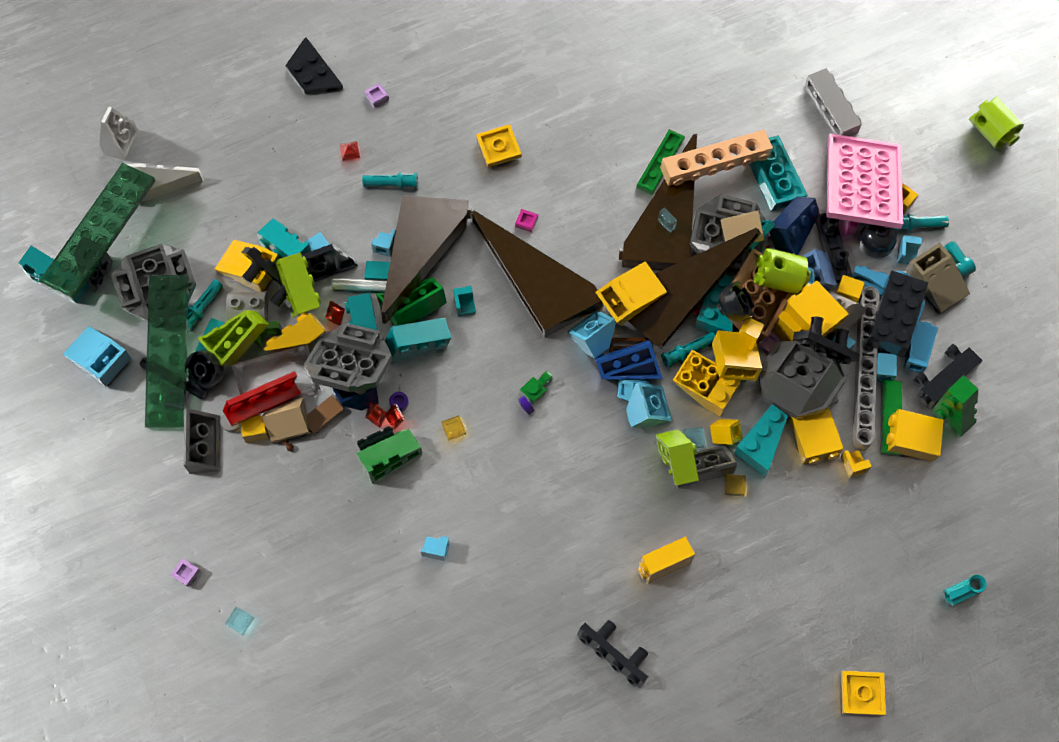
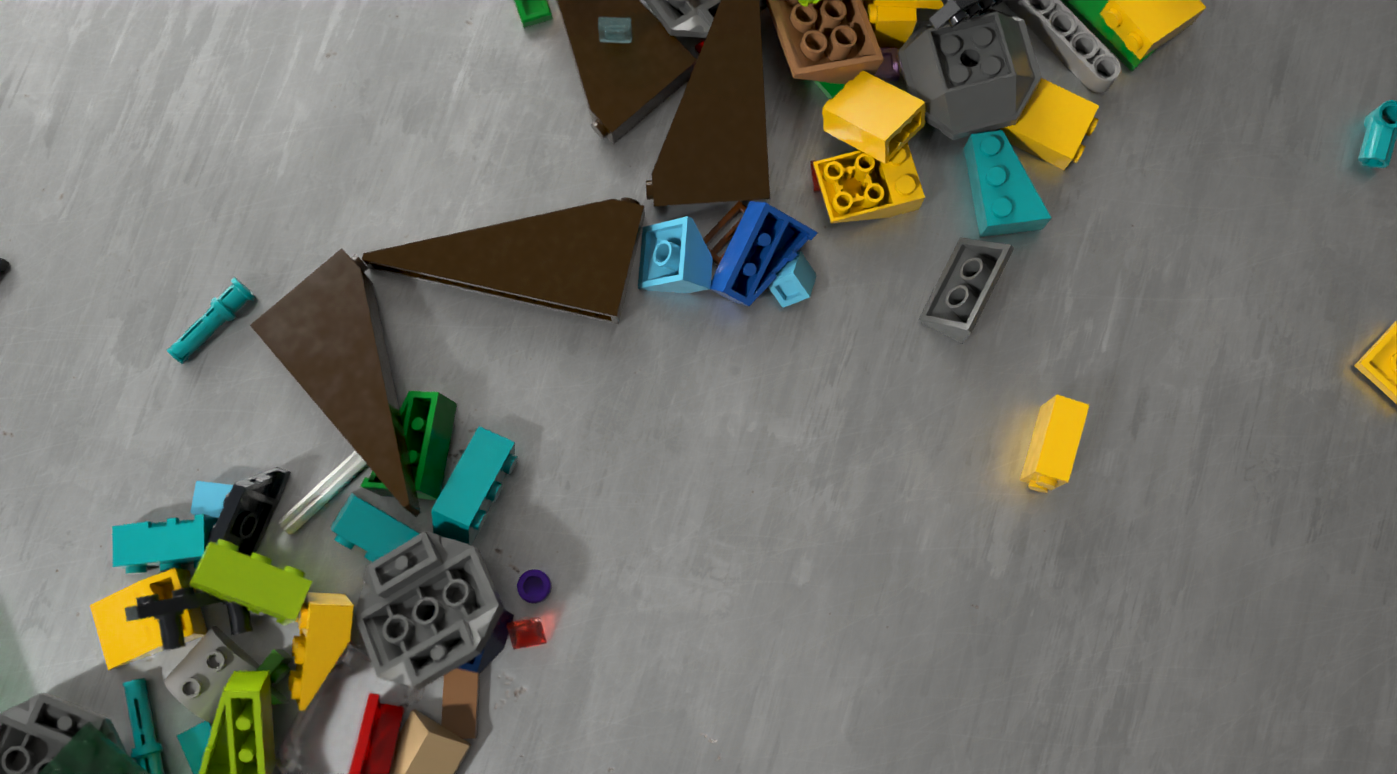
camera: 50 degrees left, 10 degrees up
(334, 313) = (331, 562): clear red slope -> none
(349, 150) = (112, 335): clear red slope -> none
(375, 438) = (557, 662): black axle -> none
(376, 95) = (65, 228): lavender tile -> none
(376, 270) = (324, 451): teal tile -> none
(384, 243) = (293, 408): medium azure panel -> none
(388, 455) = (599, 666): green wedge -> none
(395, 416) = (552, 610): clear red slope -> none
(435, 548) = (777, 715): medium azure panel -> none
(453, 427) = (635, 547): clear yellow tile -> none
(464, 301) = (475, 379): teal panel -> none
(498, 145) = (299, 140): yellow plate -> none
(525, 404) = (692, 430): dark purple tile -> none
(526, 220) = (438, 201): dark pink tile -> none
(534, 388) = (678, 398): green plate -> none
(617, 660) = (1095, 622): black plate -> none
(631, 293) = (676, 163): yellow slope -> none
(648, 406) = (832, 283): medium azure slope -> none
(679, 454) = (938, 303): lime wedge -> none
(681, 352) = (798, 178): teal pin -> none
(696, 436) = (919, 265): clear light blue tile -> none
(709, 317) = (786, 98): teal wedge -> none
(726, 431) = (948, 220): yellow panel -> none
(735, 485) = (1022, 272): clear yellow tile -> none
(736, 303) = (819, 52): black cylinder -> none
(751, 329) = (865, 67): yellow panel -> none
(854, 463) = (1121, 112): yellow panel -> none

